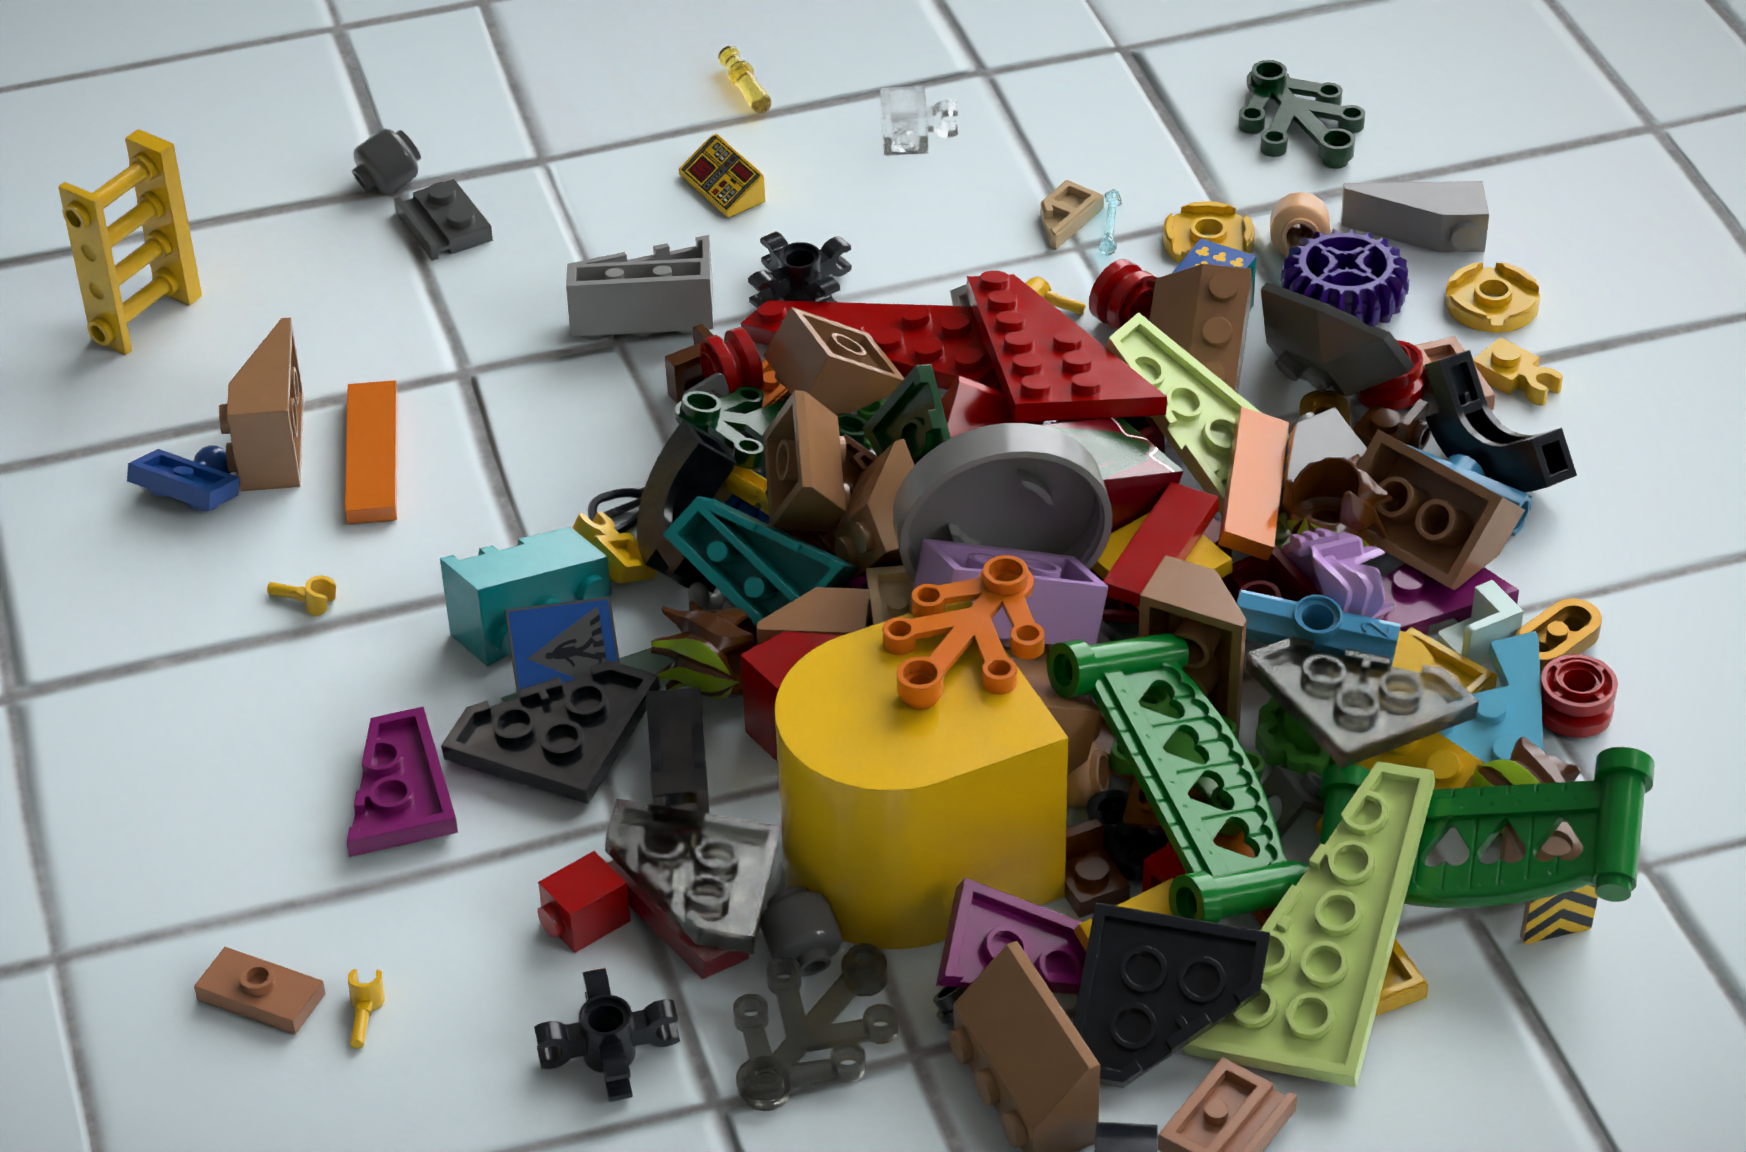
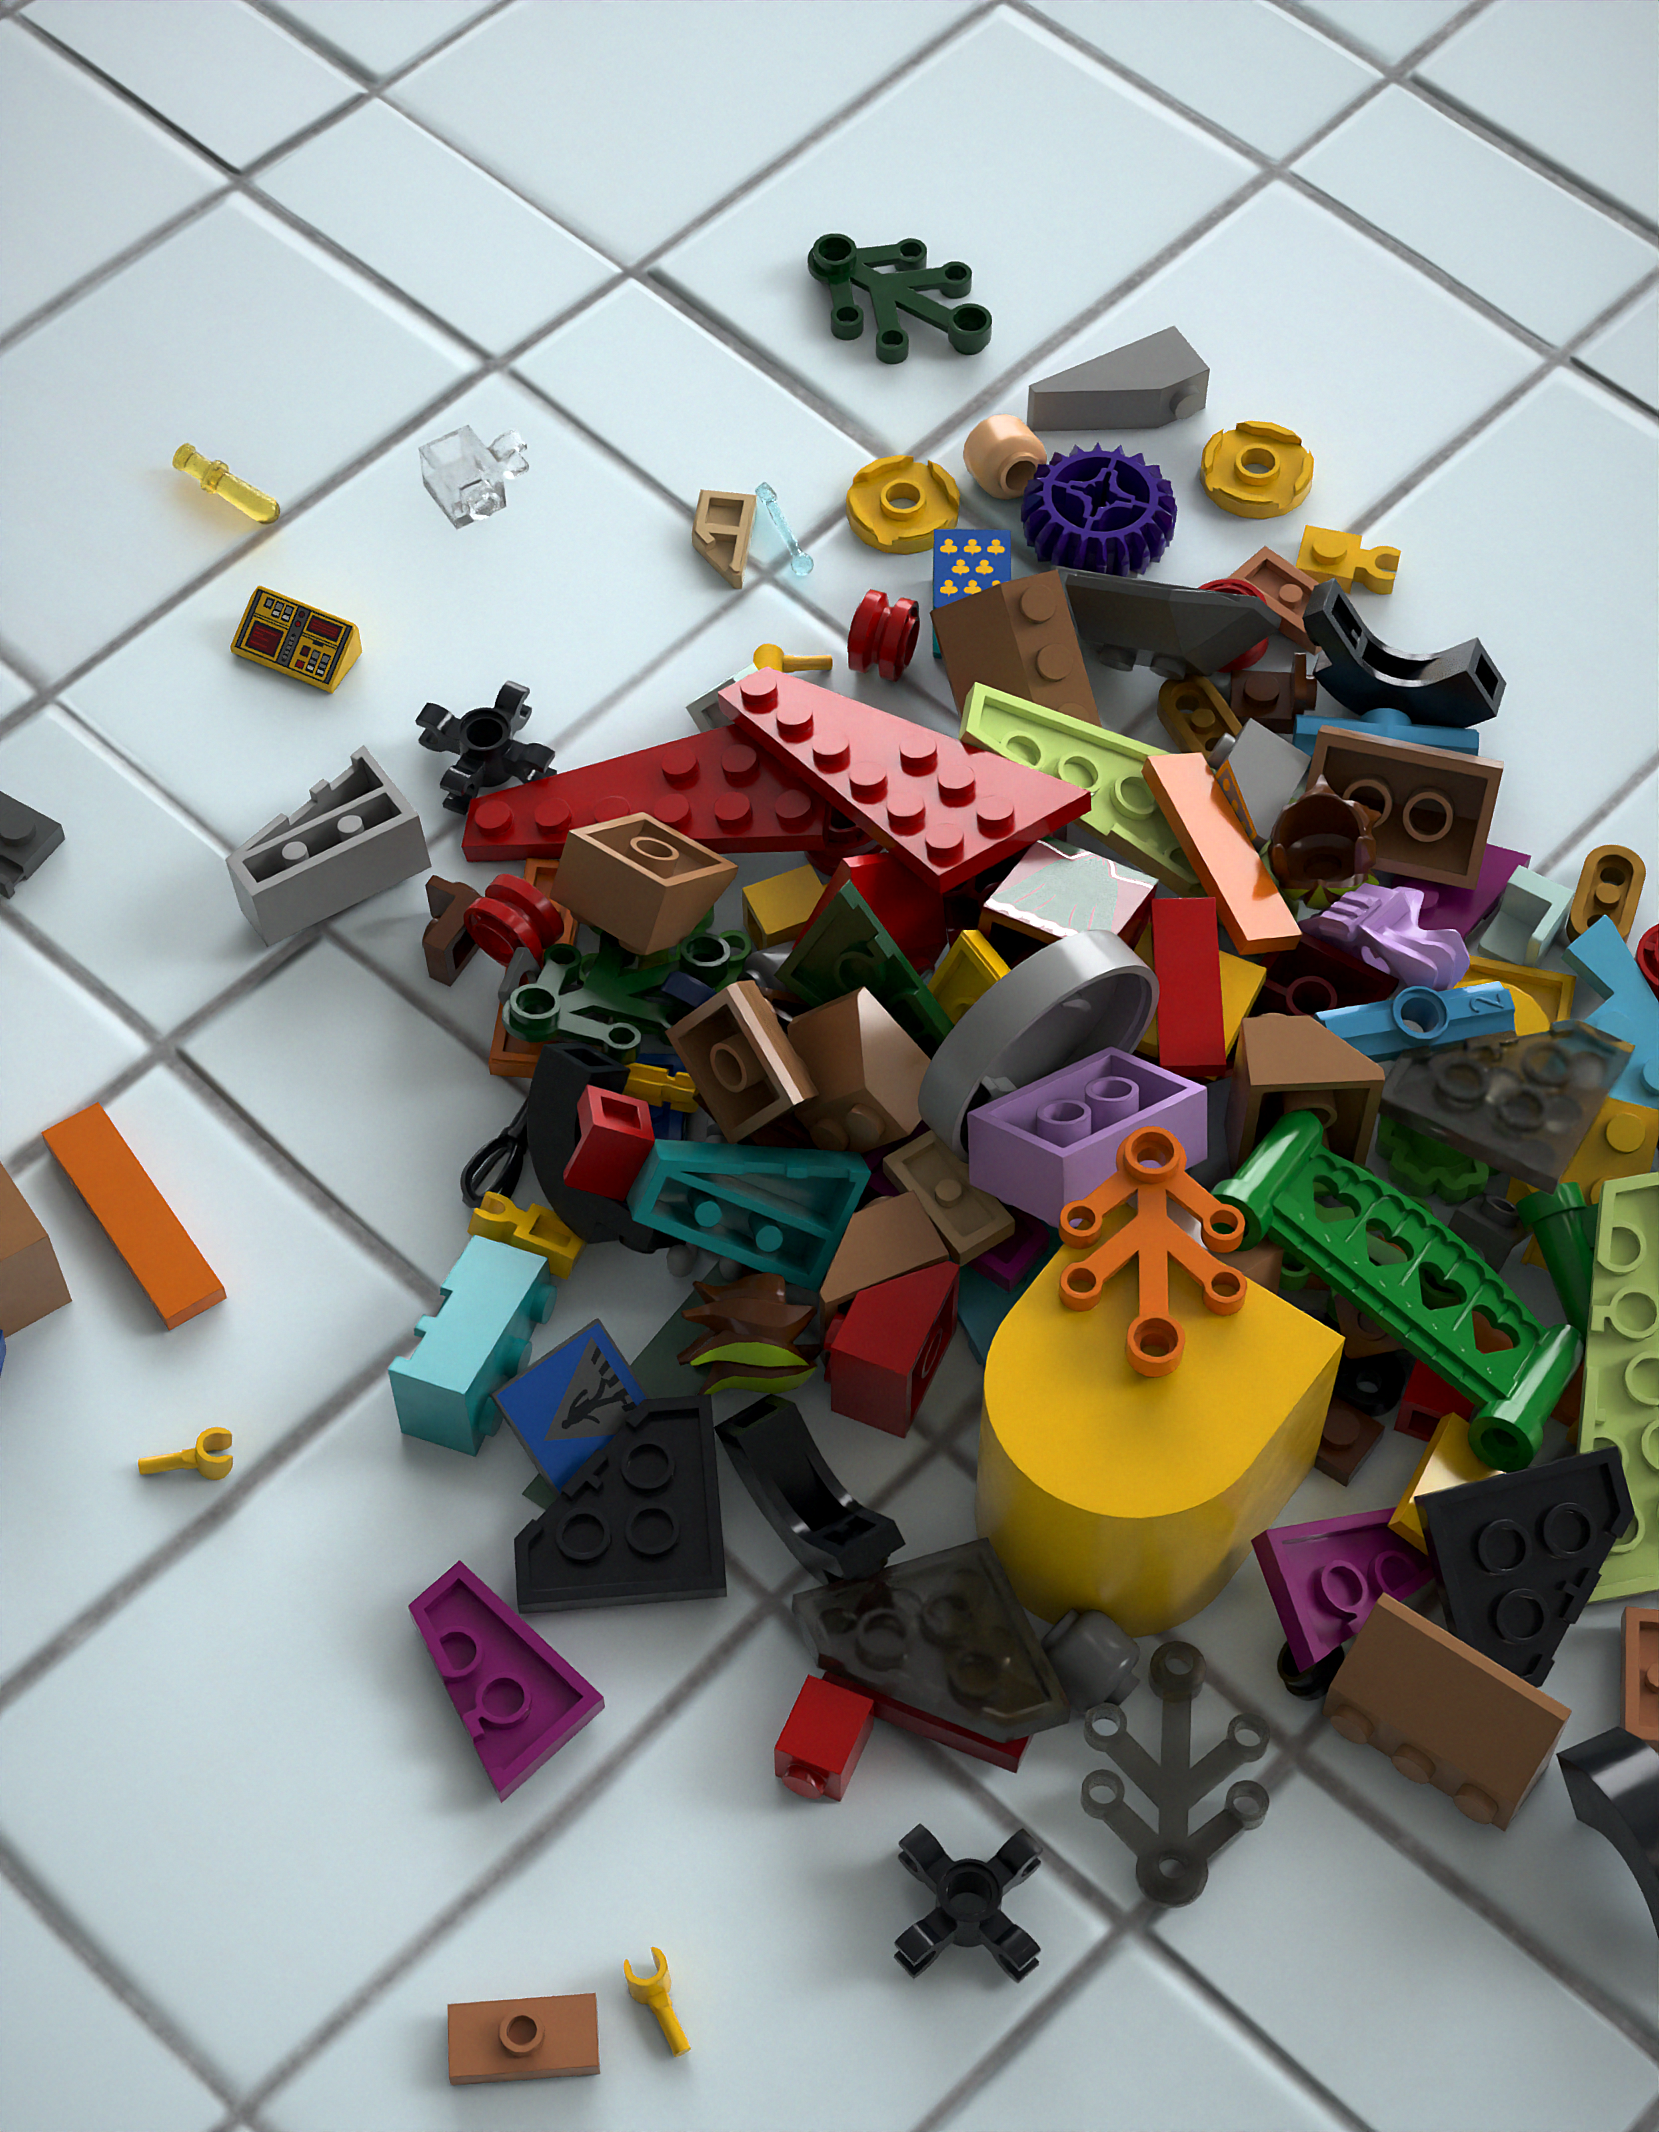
camera: 30 degrees left, 15 degrees up
(680, 485) = (612, 1145): none -> red panel

